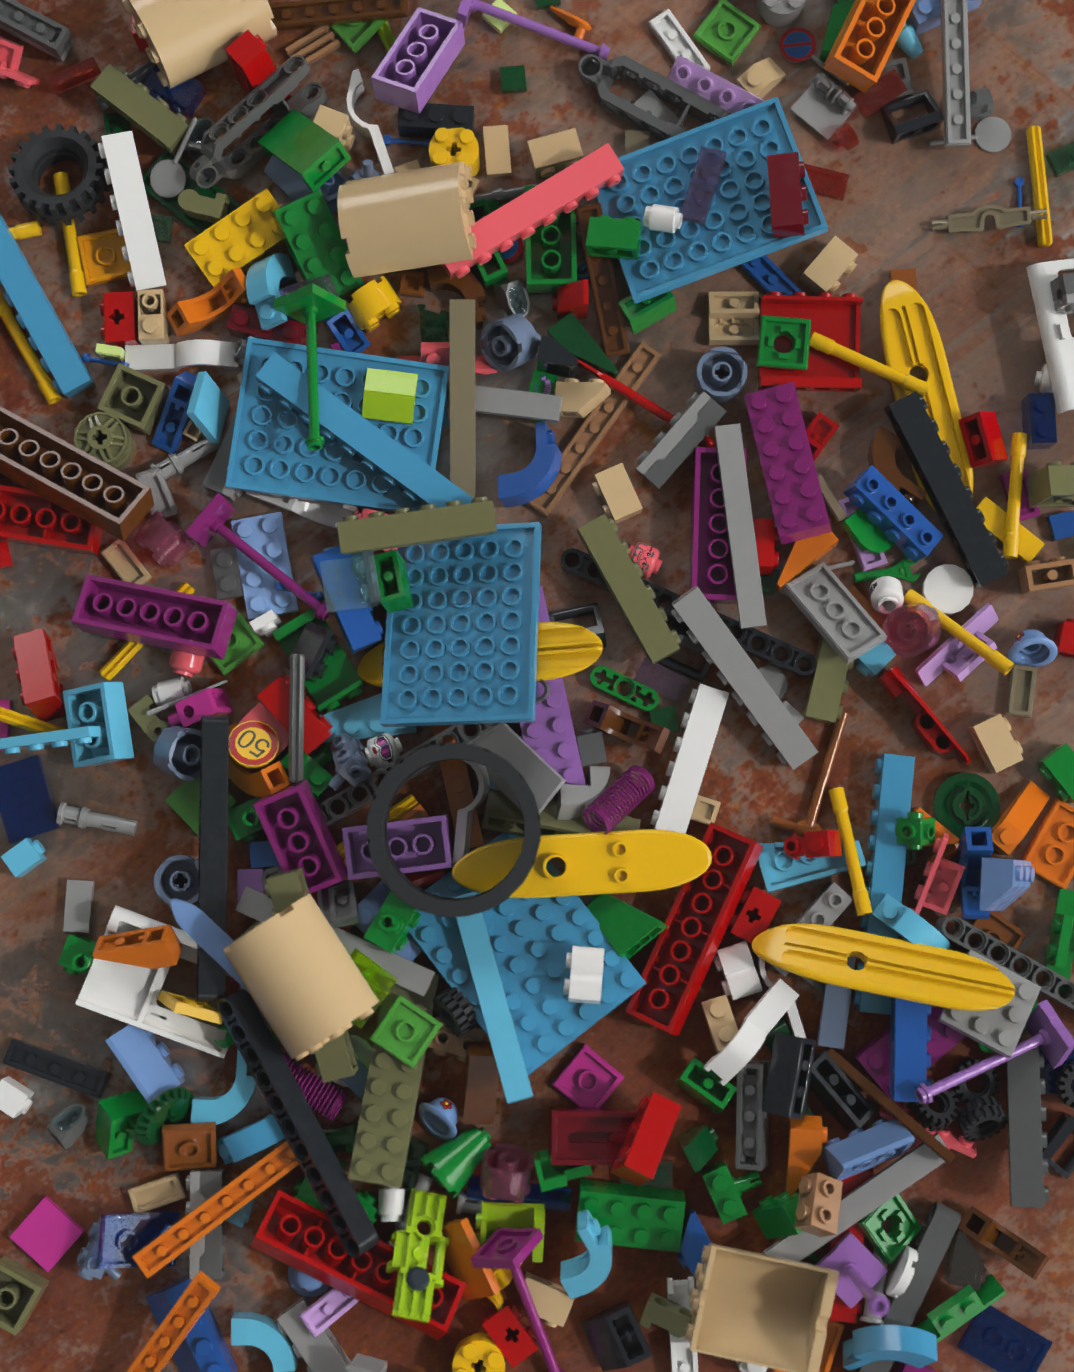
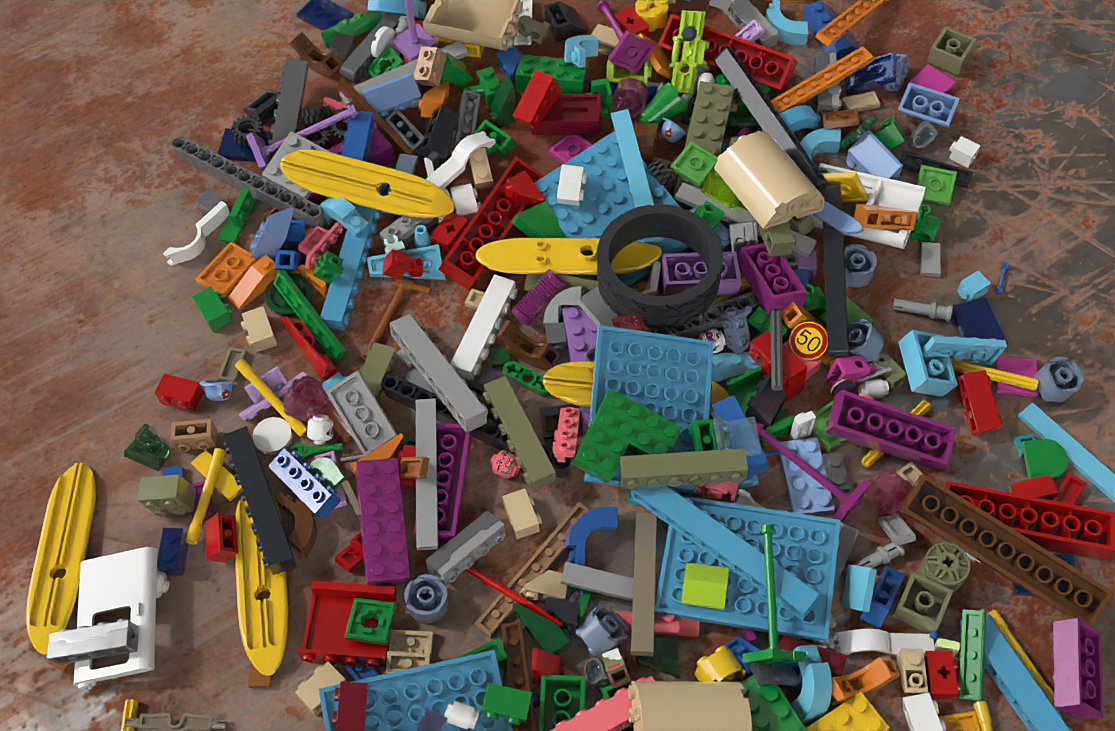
camera: 170 degrees left, 25 degrees down
(57, 1173) = (928, 105): none -> medium blue slope
(60, 1034) = (938, 184): none -> bright green tile
(82, 339) = (972, 654): none -> tile
(492, 295) = (614, 666): none -> olive leg
(493, 742) = (629, 321): none -> clear red tile
(500, 582) = (619, 427): none -> green piece
(566, 574) = (567, 433): none -> coral bracket
(655, 972) = (523, 190): none -> red slope
(756, 525) = (413, 467): none -> dark orange tile
(786, 900) = (422, 237): none -> medium azure cone
(828, 871) = (399, 246): none -> light aqua tile
(859, 893) = (379, 293): yellow piece -> none
(906, 381) = (274, 582): yellow piece -> none
(931, 762) = (309, 316): none -> green tile

